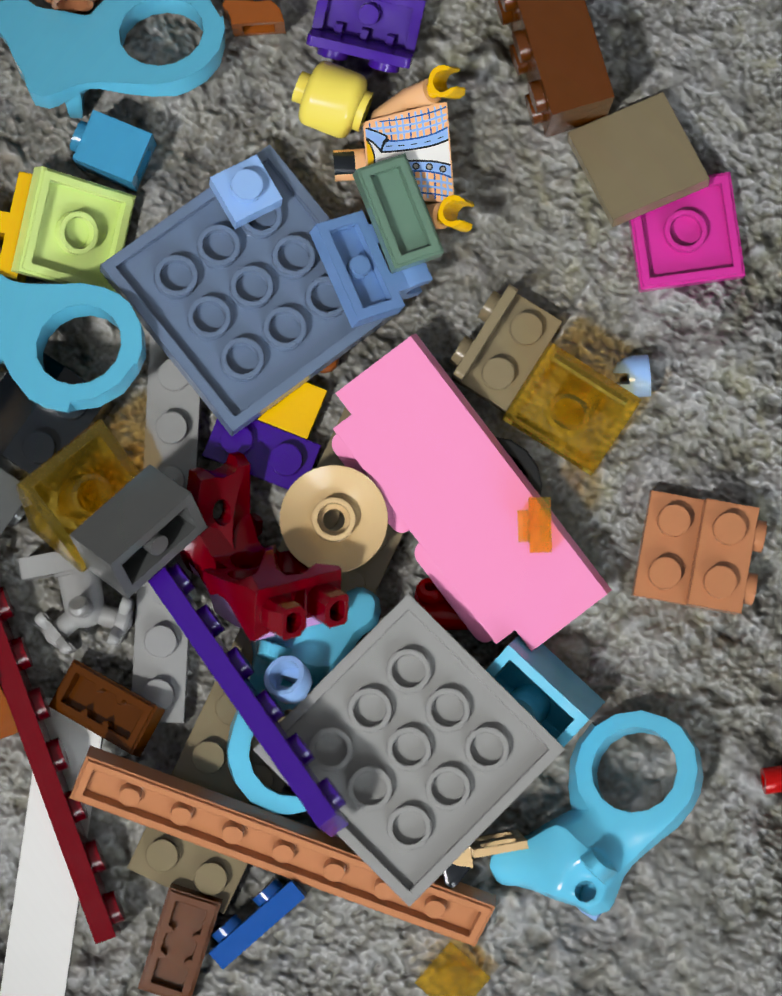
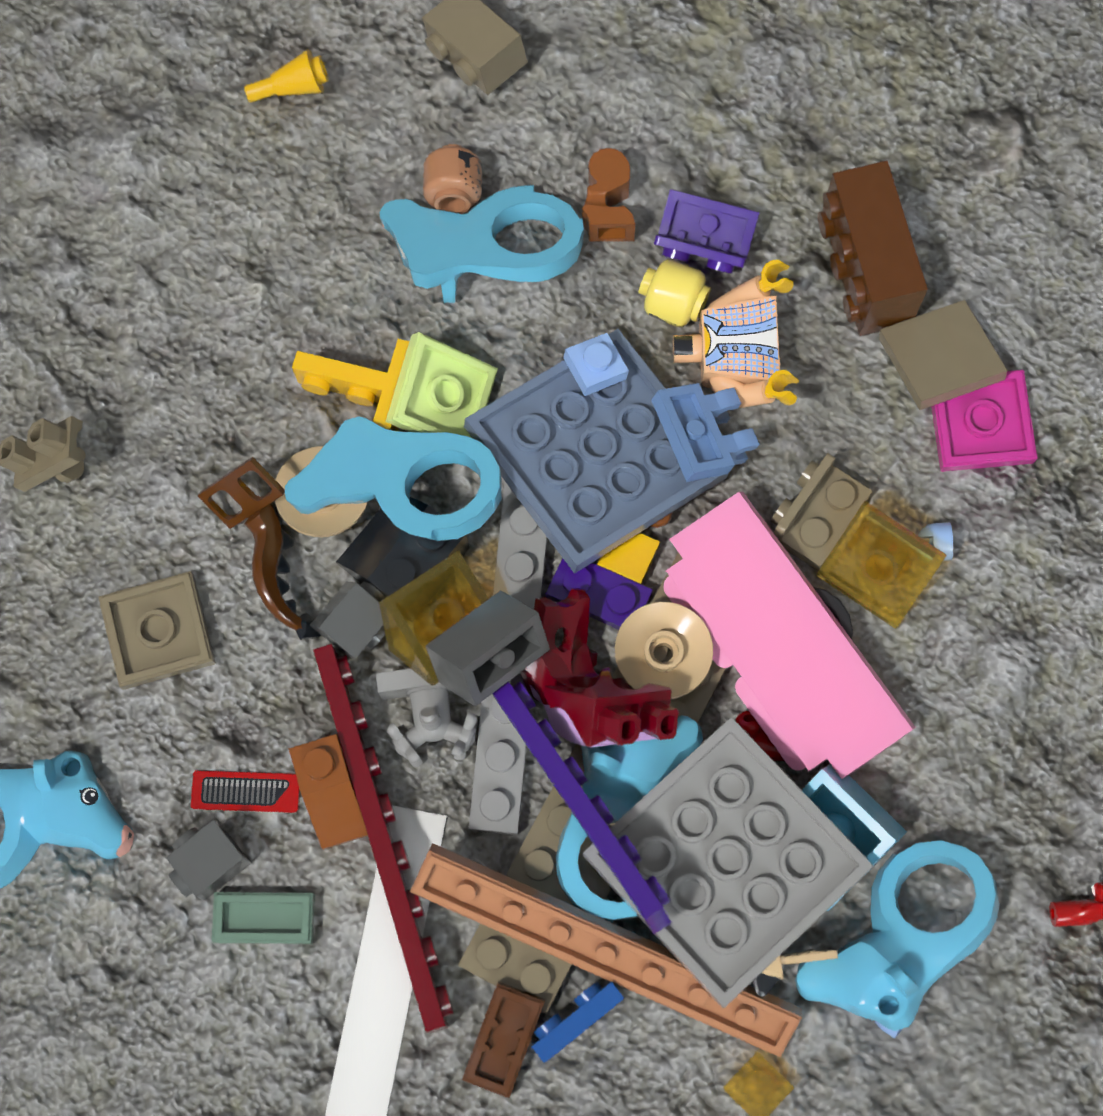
camera: 10 degrees right, 10 degrees down
(107, 708) = (448, 814): reddish brown plate -> none
(112, 150) = (480, 327): dark azure brick -> none
(293, 671) = (622, 782): light blue hinge -> none
(398, 213) = (731, 385): sand green tile -> none
(535, 525) = (850, 660): clear yellow plate -> none
(698, 552) = (994, 701): nougat plate -> none

